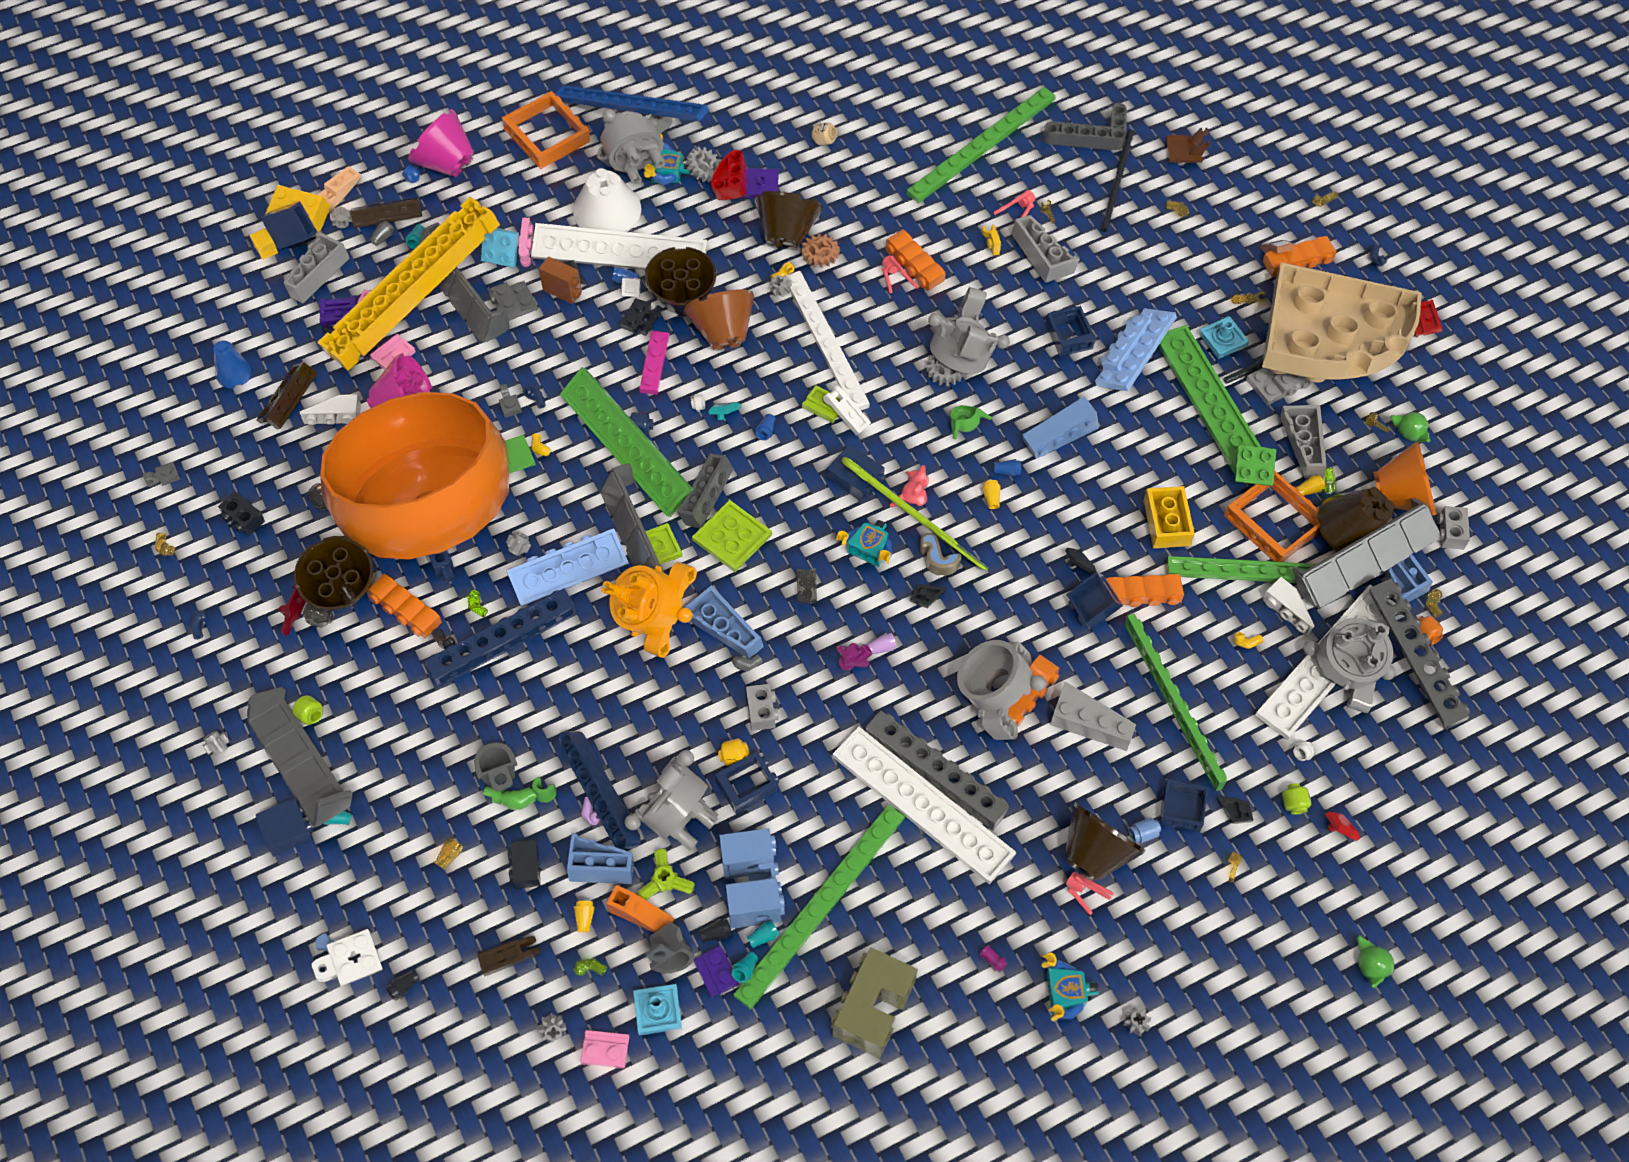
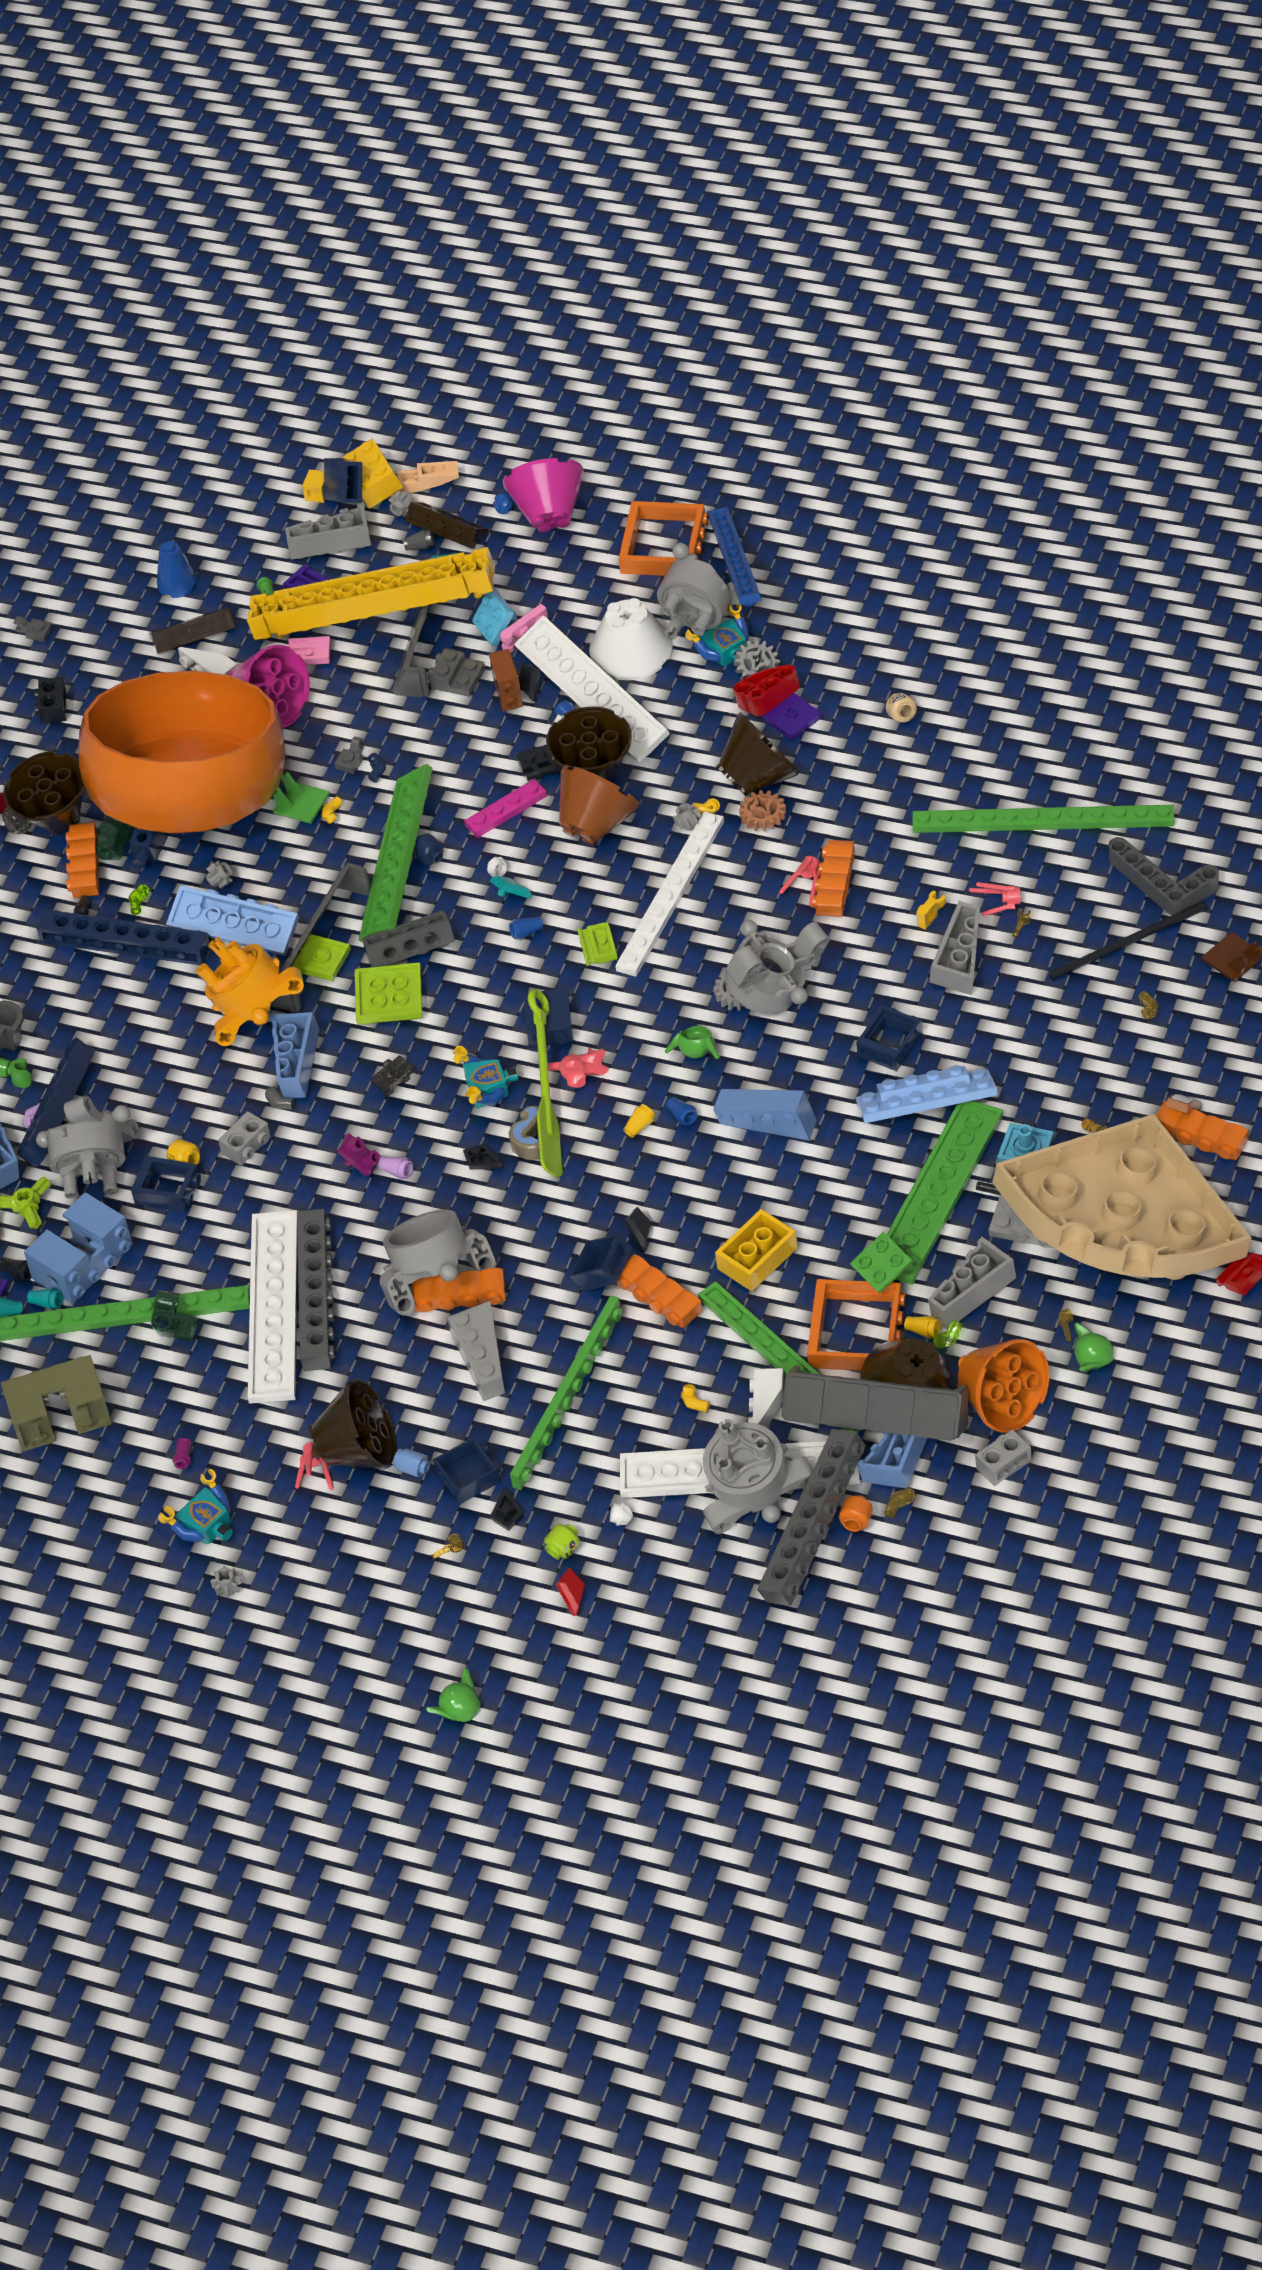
camera: 55 degrees right, 10 degrees down
(307, 332) = (265, 586): none -> bright green pin
(414, 572) = (113, 839): none -> clear green piece
(847, 410) = (603, 961): white plate -> none
(863, 866) = (180, 1325): none -> clear green piece

